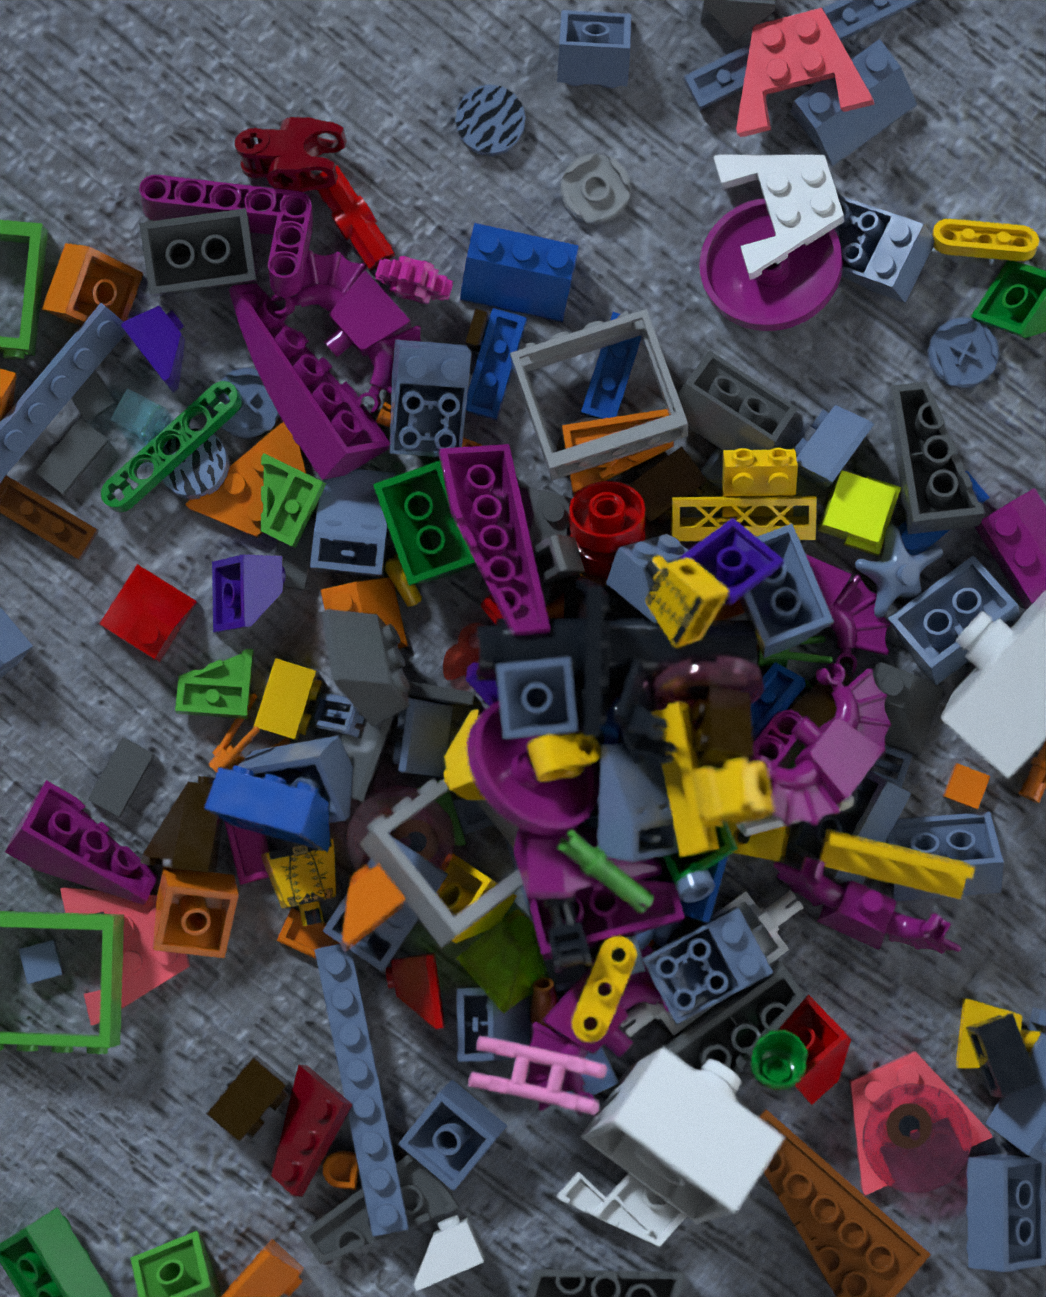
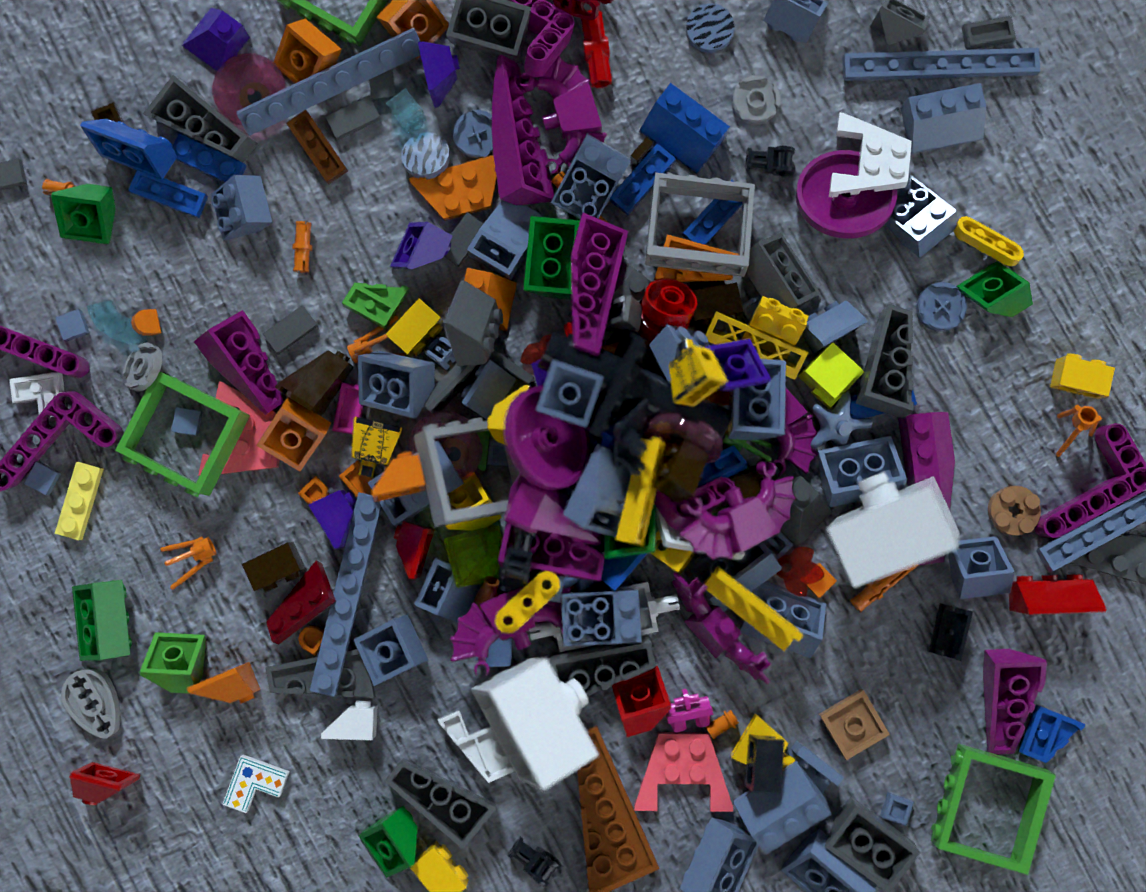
camera: 25 degrees right, 0 degrees up
(86, 660) = (302, 246): none -> orange pin
(142, 1121) = (201, 549): none -> orange plant
(148, 613) = (355, 236): red slope -> none
(154, 452) = (404, 136): green beam -> none
(255, 976) = (314, 490): none -> orange tile
(270, 807) = (370, 388): blue slope -> none
(287, 500) = (472, 203): bright green wing -> none
(300, 993) = (335, 516): none -> dark purple slope
(395, 572) = (522, 296): yellow arm -> none
(414, 280) = (616, 101): dark pink gear -> none
(526, 1054) = (443, 638): bright pink piece -> none
(562, 755) = (569, 439): yellow piece -> none
(594, 862) = (557, 517): bright green pin -> none
(652, 261) = (774, 160): none -> black connector
(695, 886) = (616, 563): sand blue tile -> none
(734, 793) = (669, 514): yellow brick -> none
(779, 1060) = (619, 700): green hair -> none
(791, 55) = (920, 68): coral wing -> none
(873, 1030) = (689, 708): none -> dark pink hips
(916, 1138) = (684, 790): clear pink tile -> none
(927, 1031) = (722, 724): none -> orange pin
(940, 785) = (802, 571): none -> clear red plate

